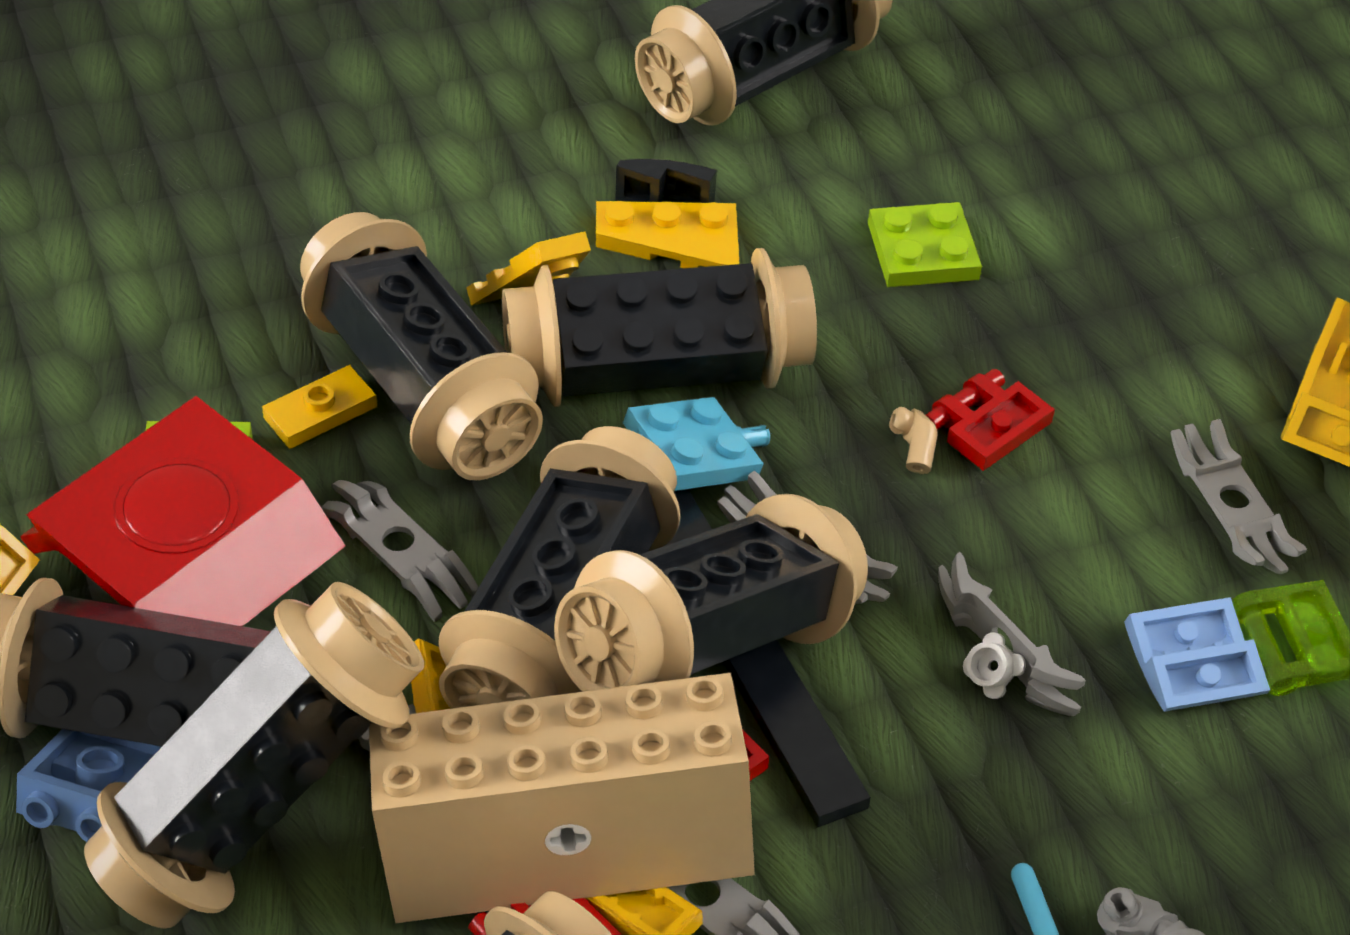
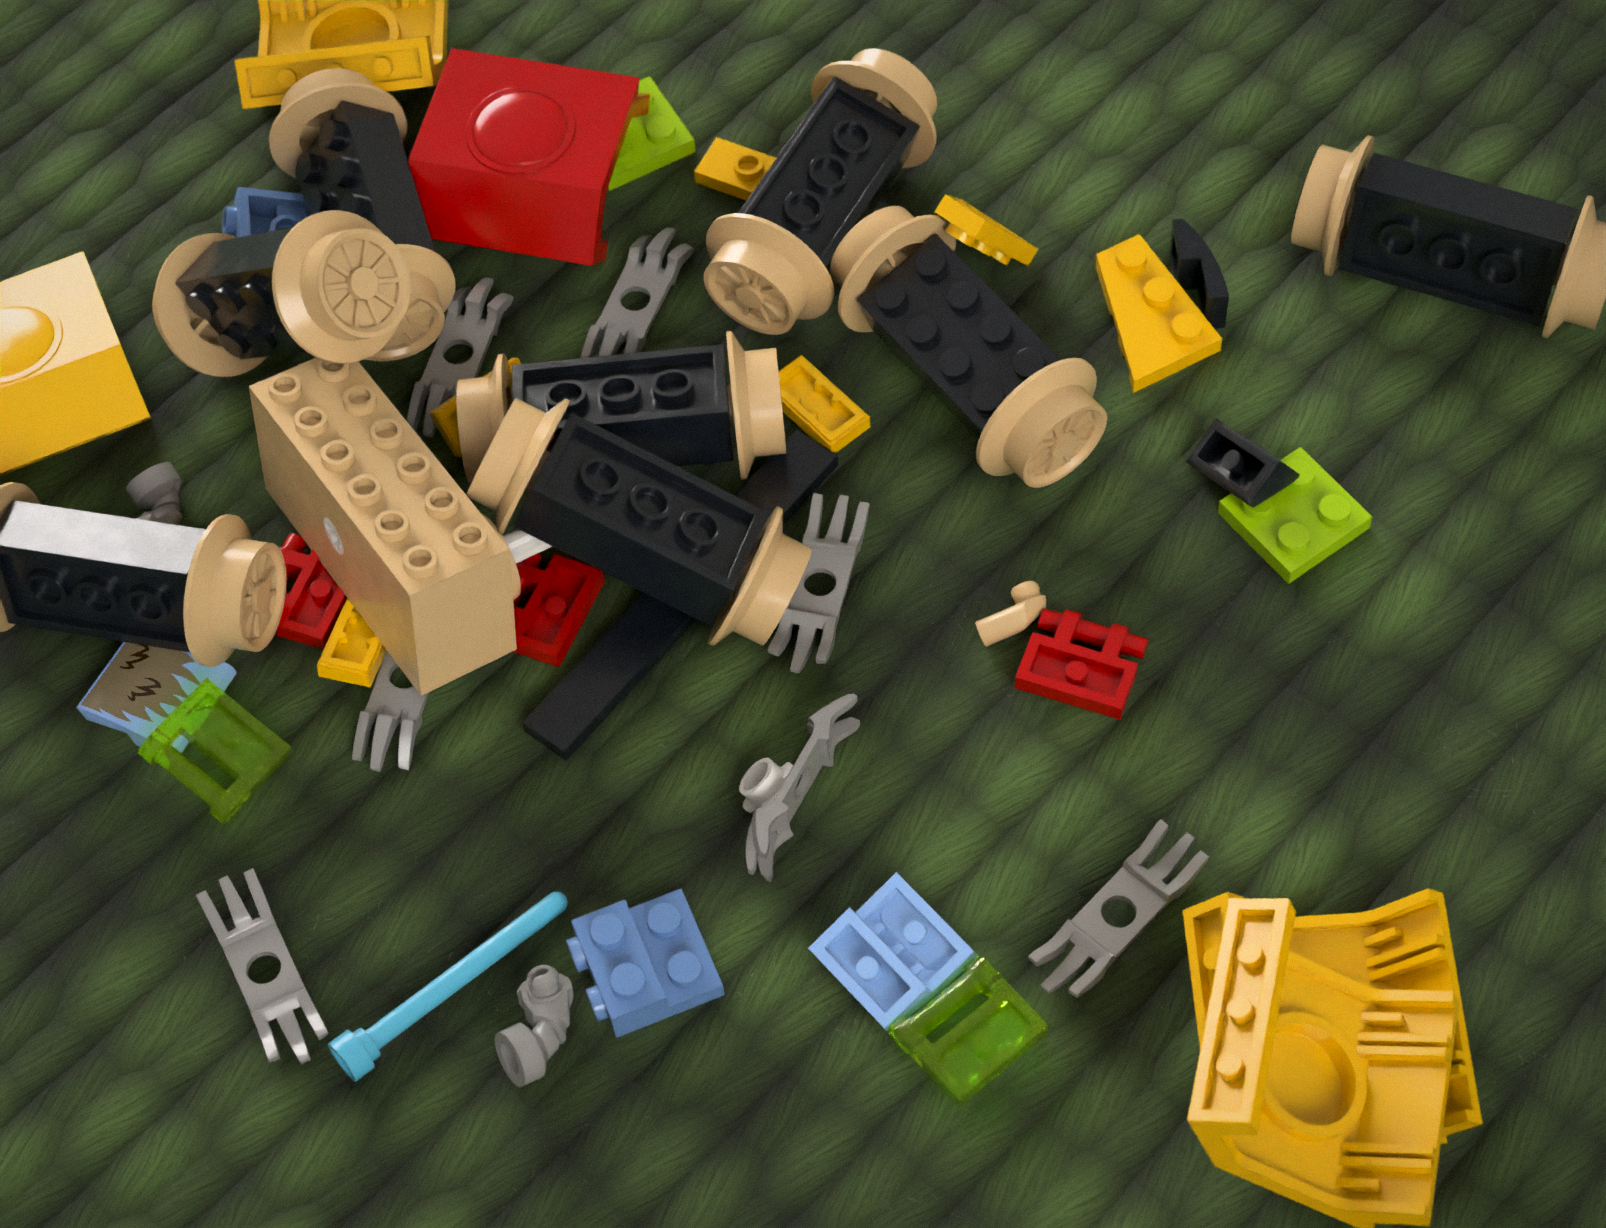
camera: 70 degrees right, 10 degrees up
(700, 441) = (867, 443): medium azure plate -> none
(869, 243) = (1240, 465): none -> black slope
(1122, 831) = (644, 961): none -> medium blue plate

